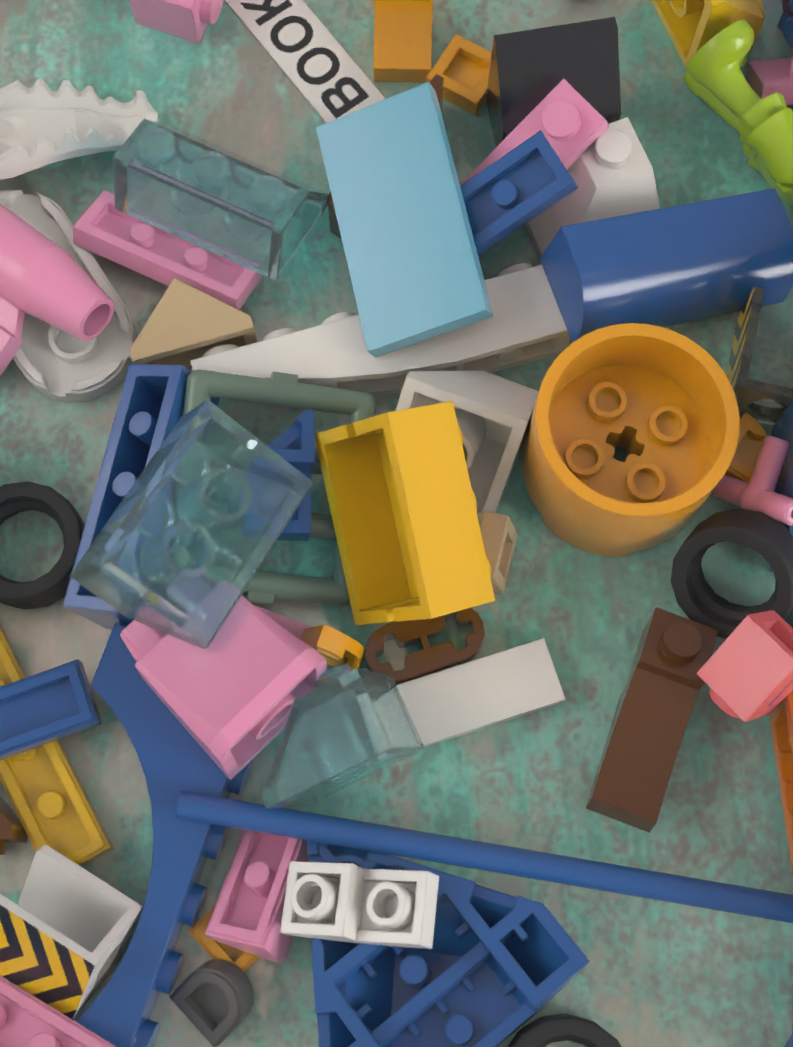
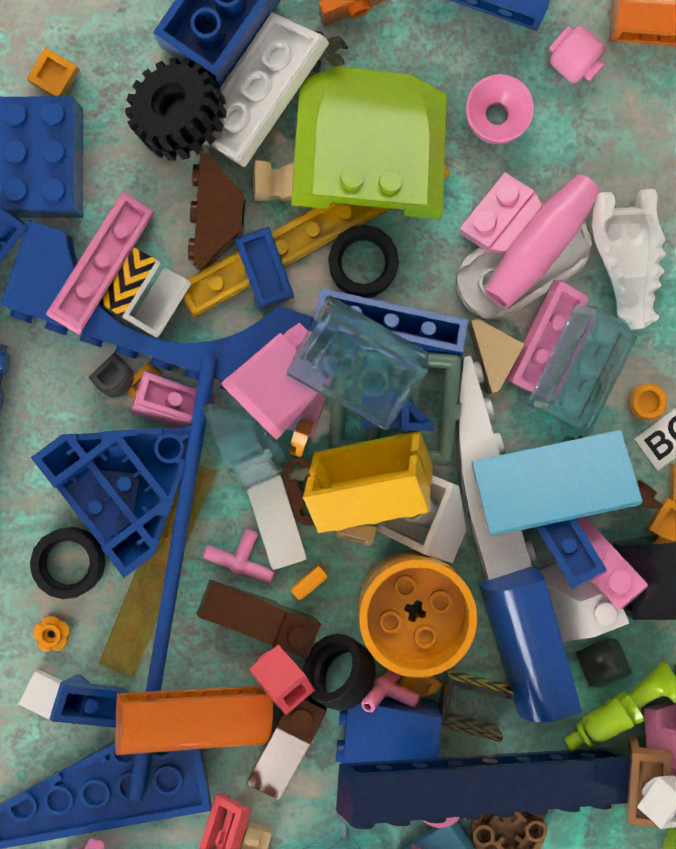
camera: 90 degrees right, 15 degrees up
(275, 111) = (647, 402): none -> light orange tile
(360, 904) = (154, 456): white slope -> none
(553, 758) = (240, 562): none -> bright pink piece
(581, 631) = (309, 581): none -> light orange tile
(627, 932) = (144, 595): none -> clear yellow plate
(693, 168) = (603, 663): none -> clear smoke slope

